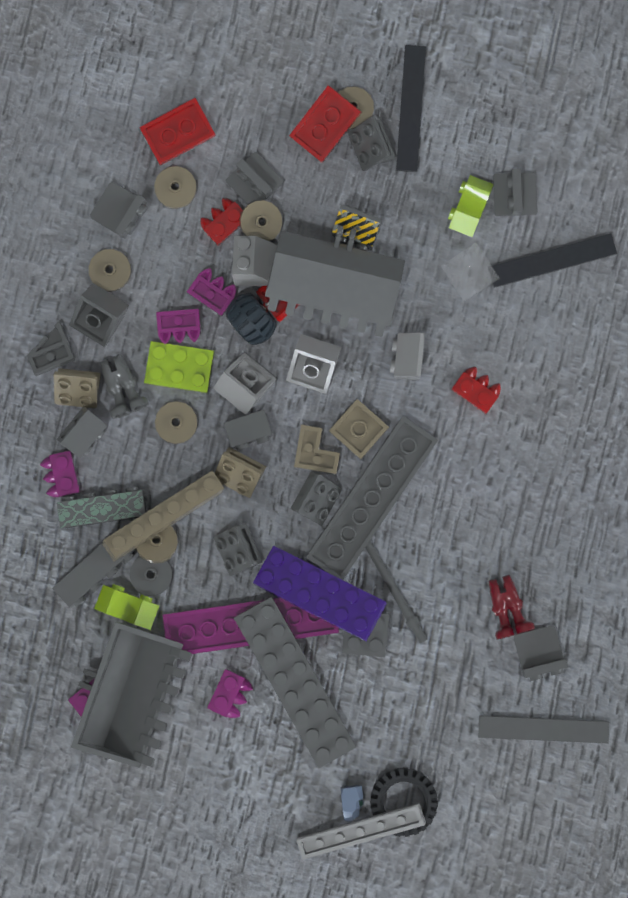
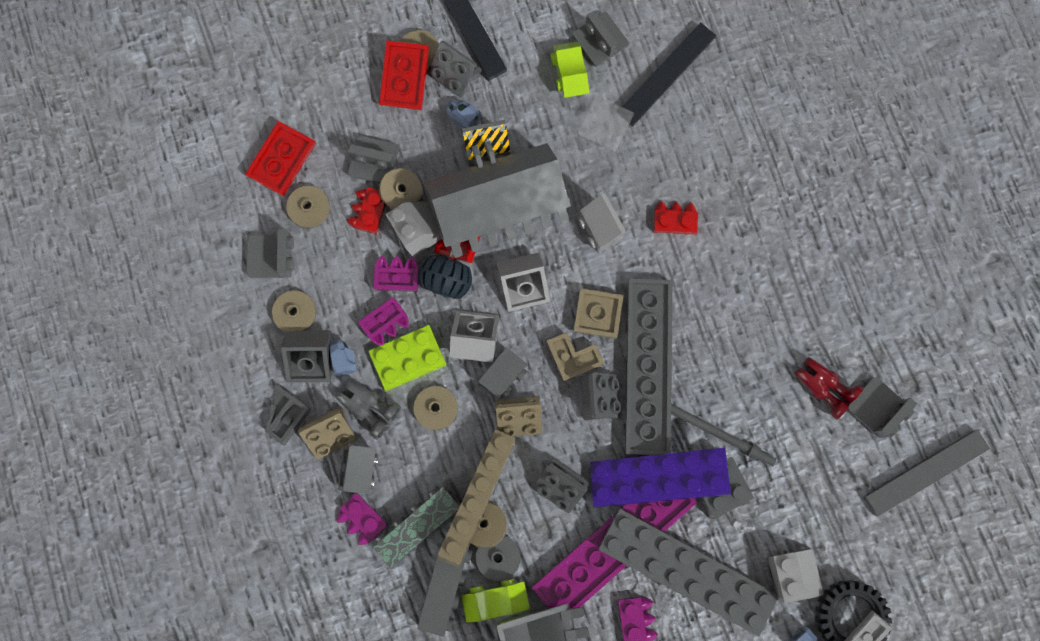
camera: 40 degrees left, 5 degrees down
(125, 334) = (342, 358): none -> sand blue rock
(354, 187) = (462, 113): none -> sand blue rock
(380, 741) = (795, 576): none -> light grey slope

